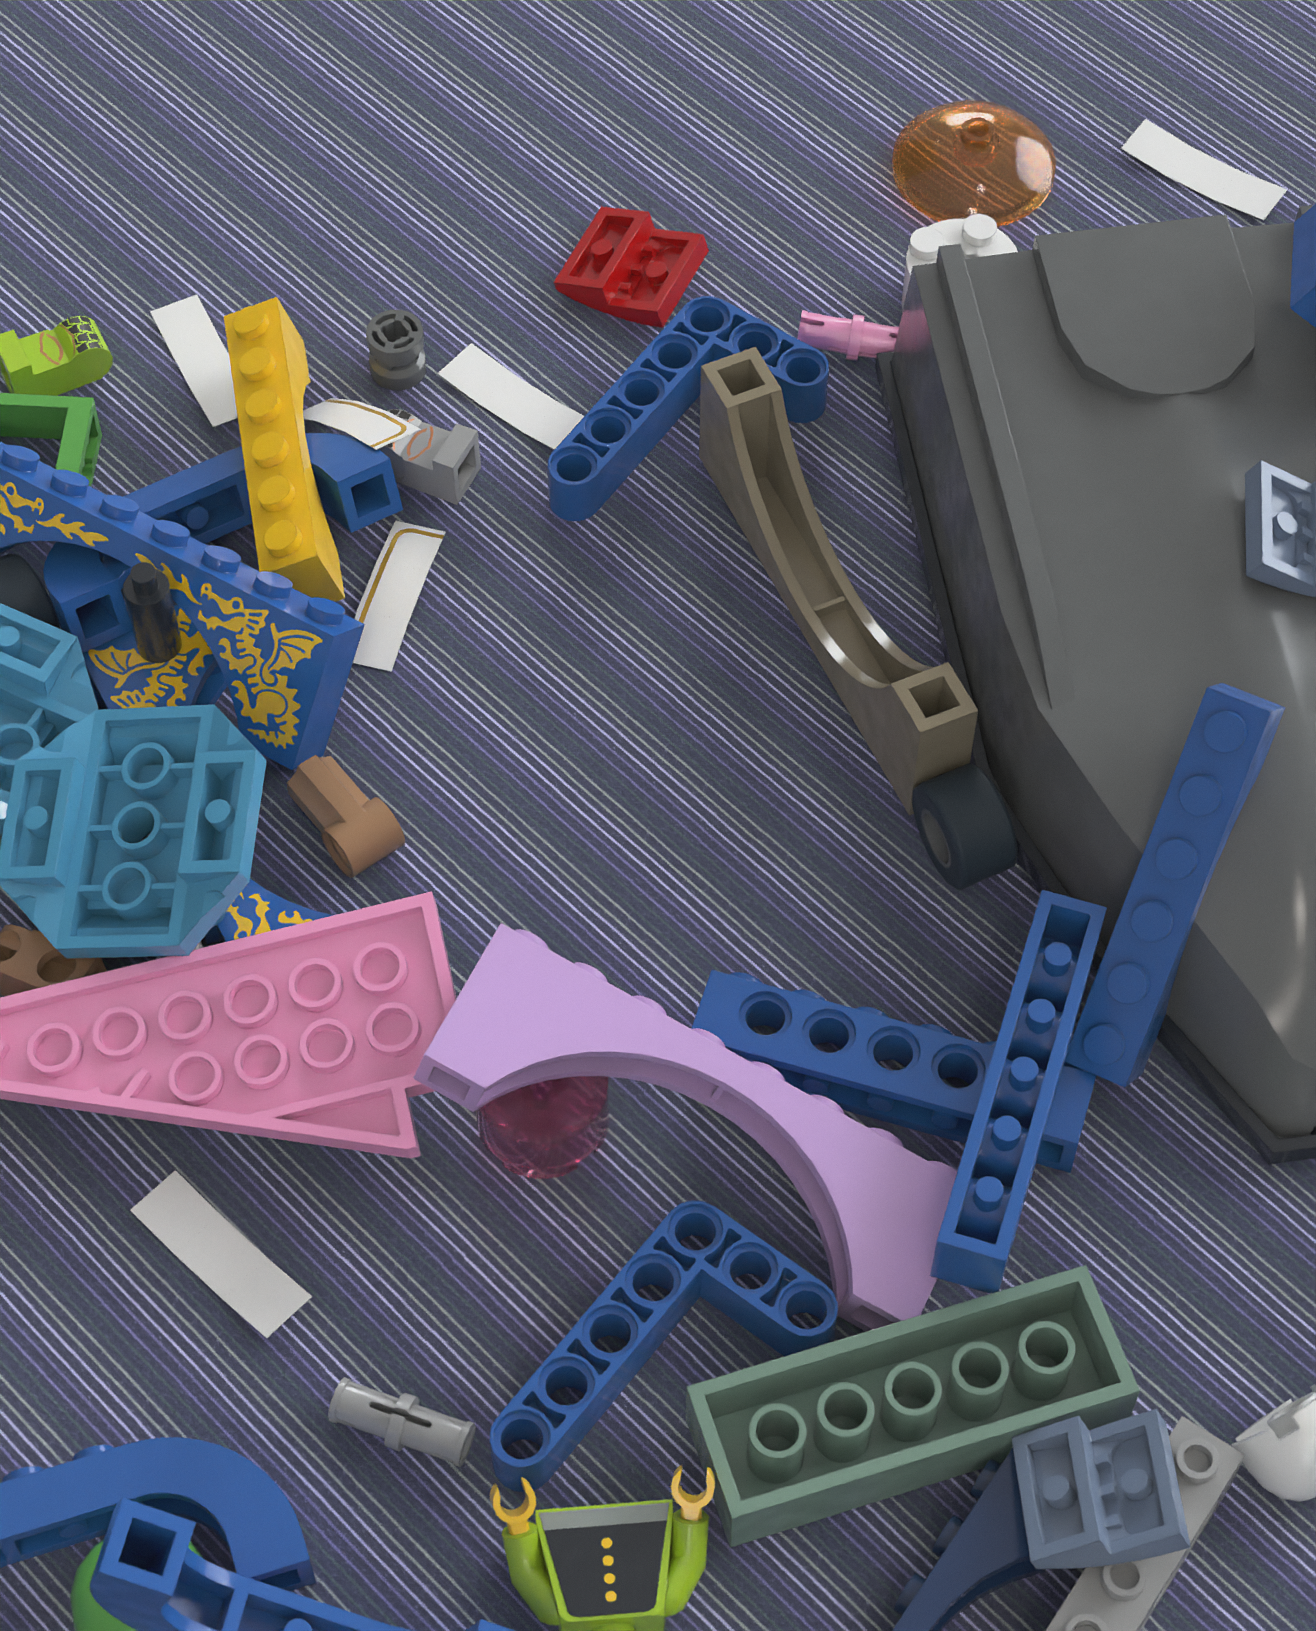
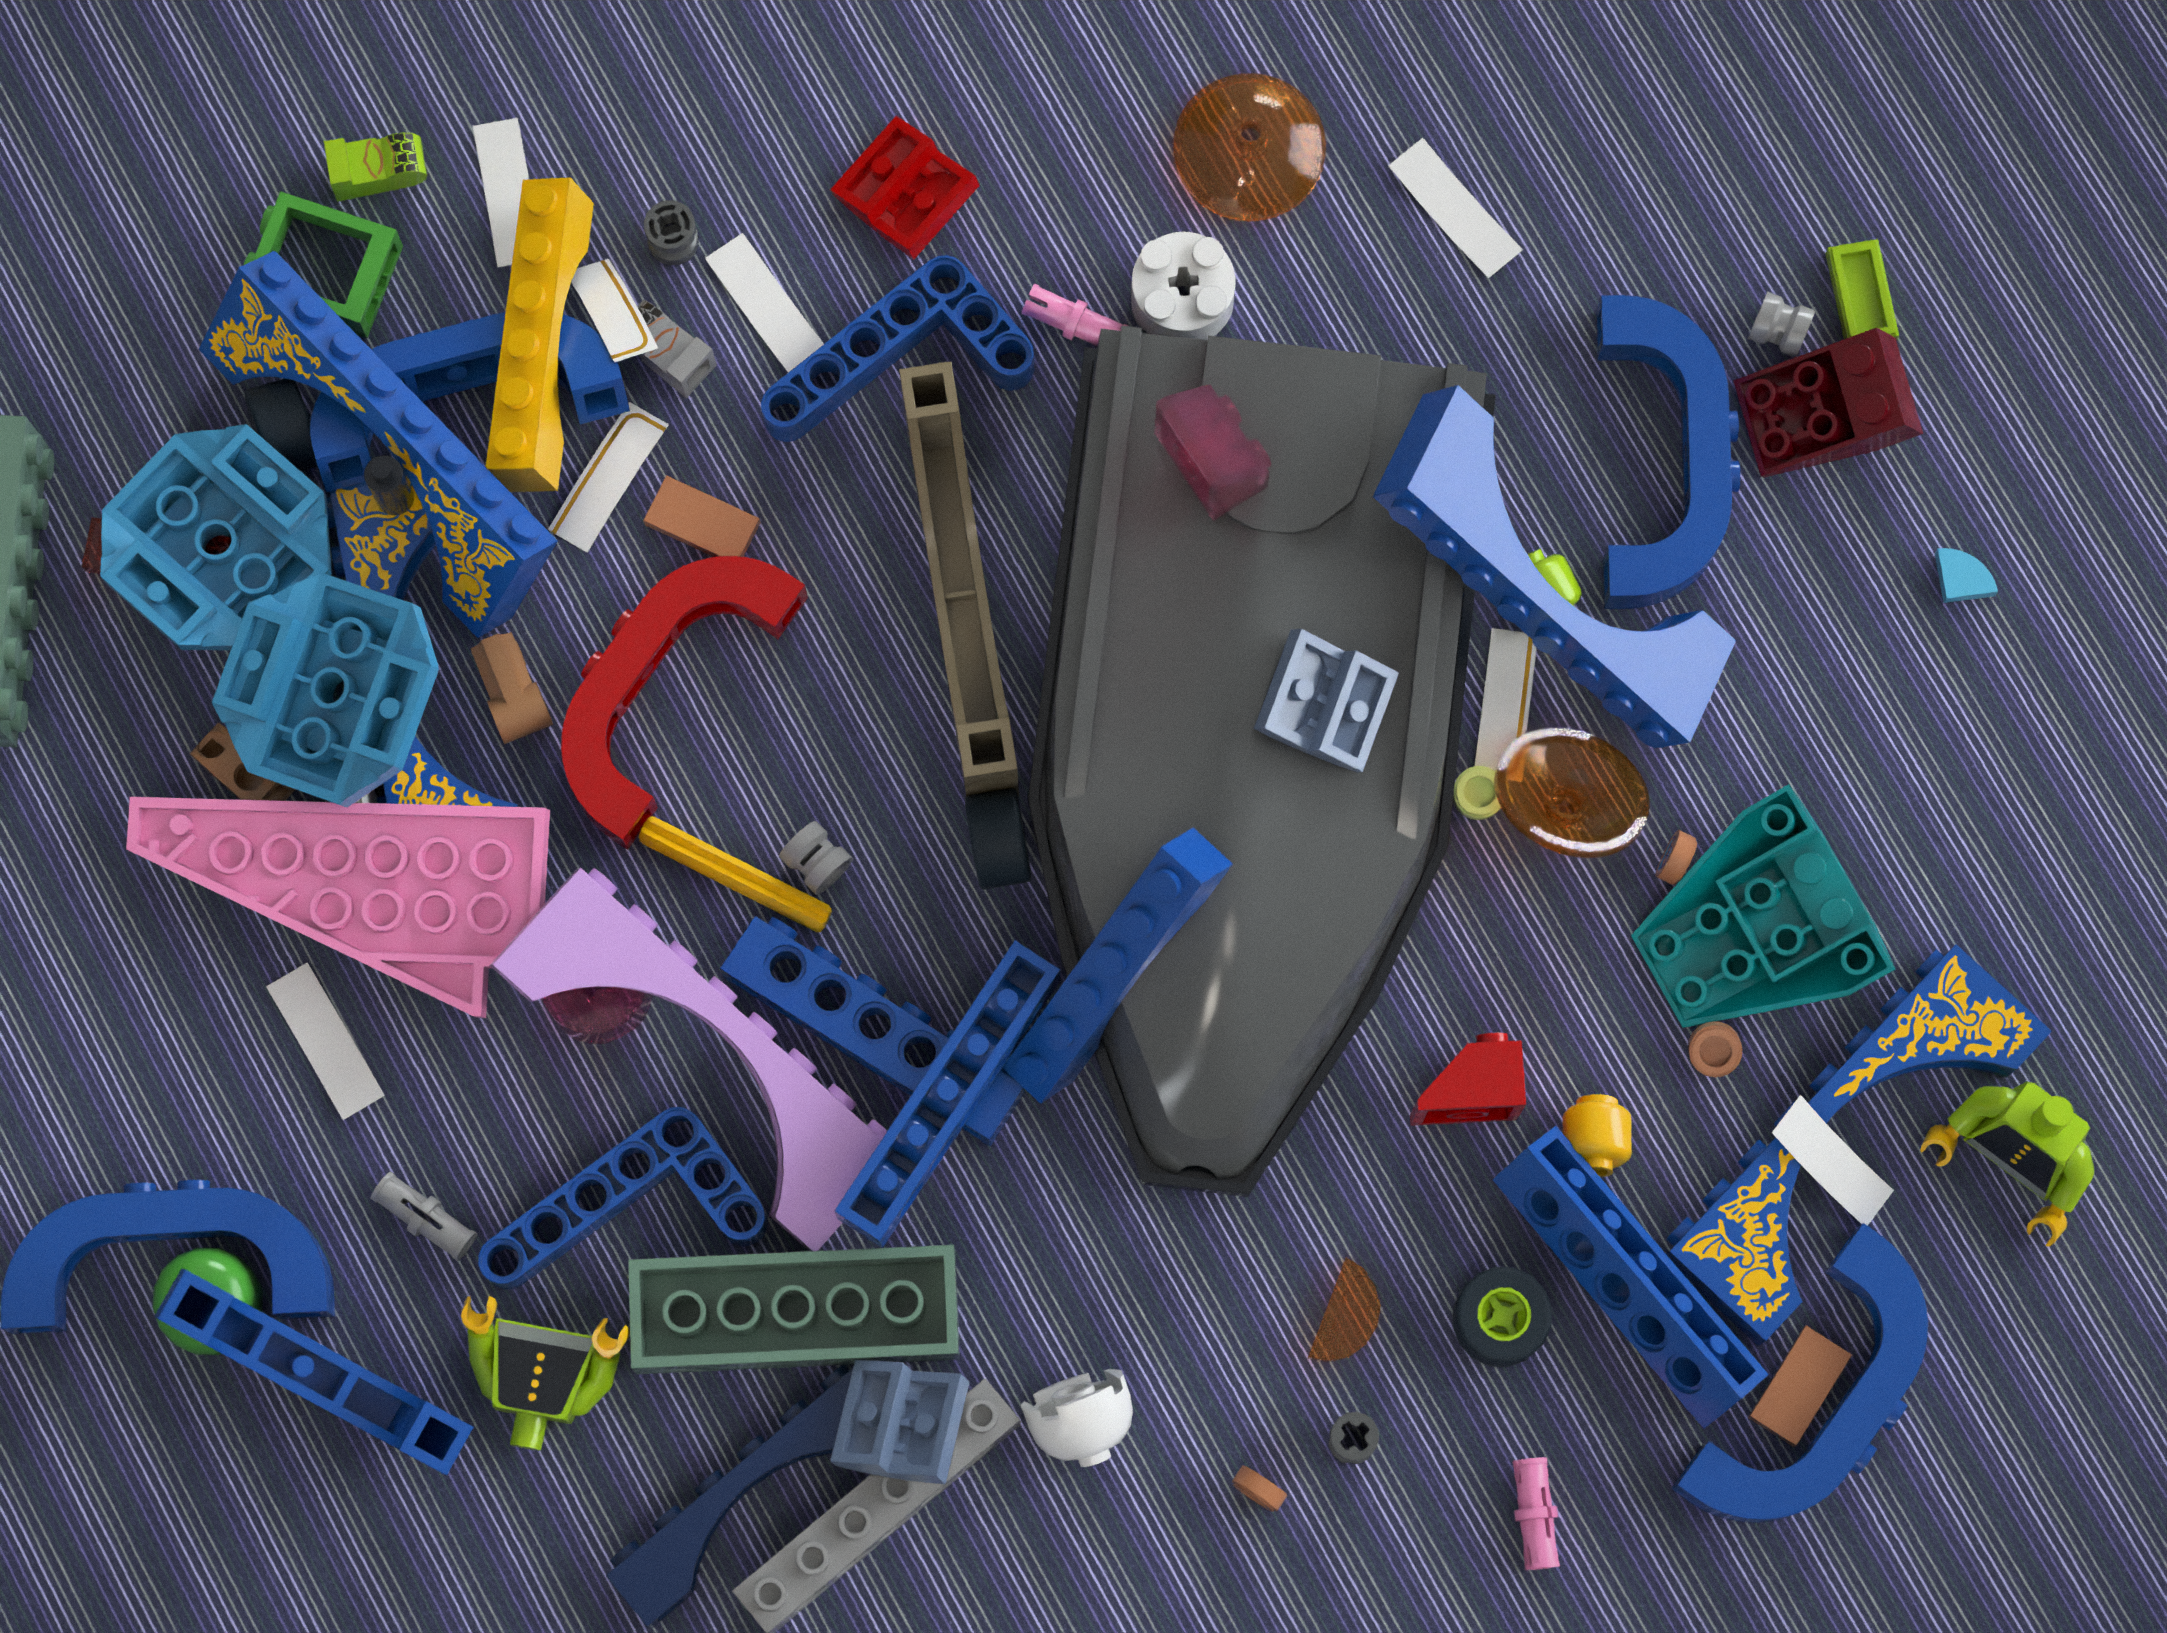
camera: 15 degrees right, 20 degrees up
(513, 609) = (701, 520): none -> nougat tile
(545, 662) = (640, 644): none -> red arch
(664, 947) = (735, 874): none -> yellow axle
(757, 903) = (816, 857): none -> light grey wheel
(1086, 318) = (1211, 449): none -> clear pink slope

